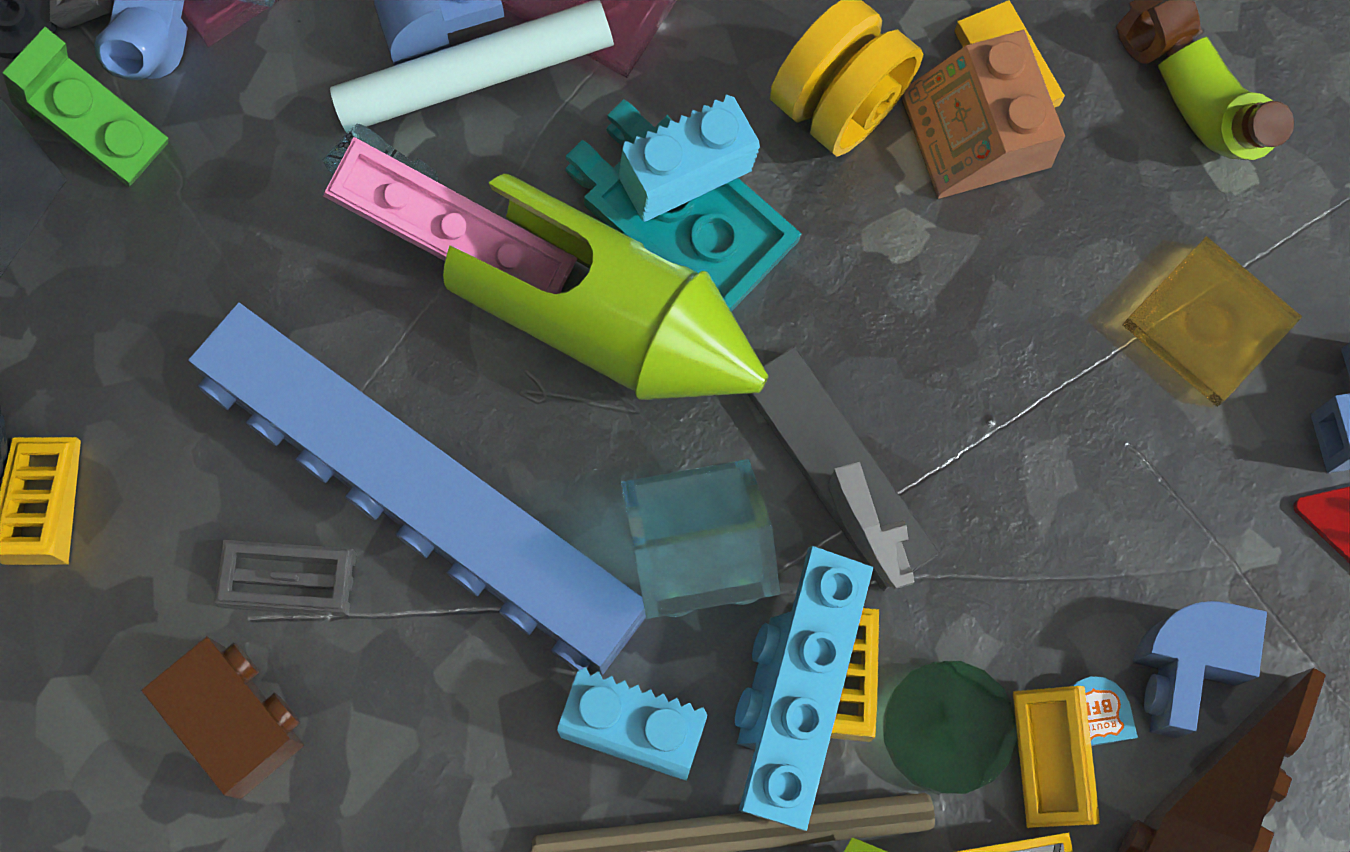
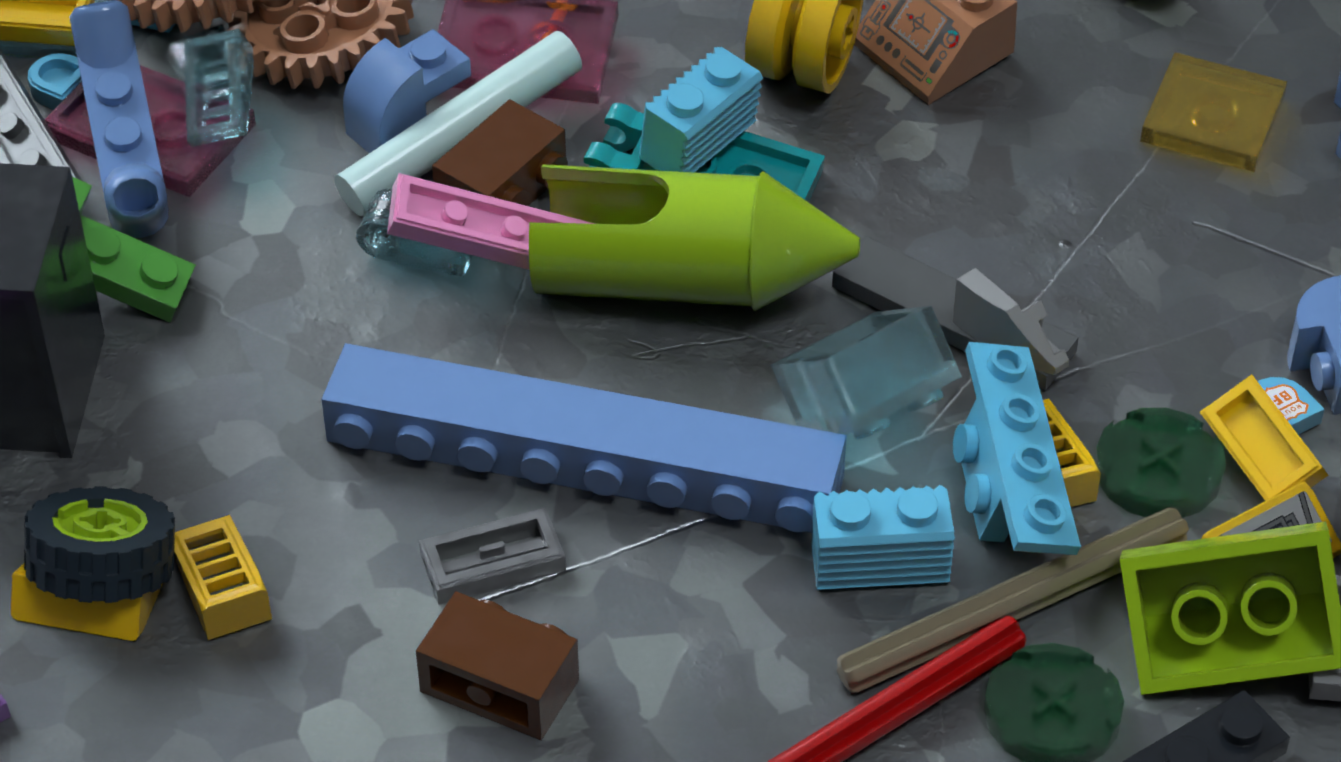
camera: 20 degrees left, 25 degrees down
(489, 133) = (504, 155): none -> reddish brown brick

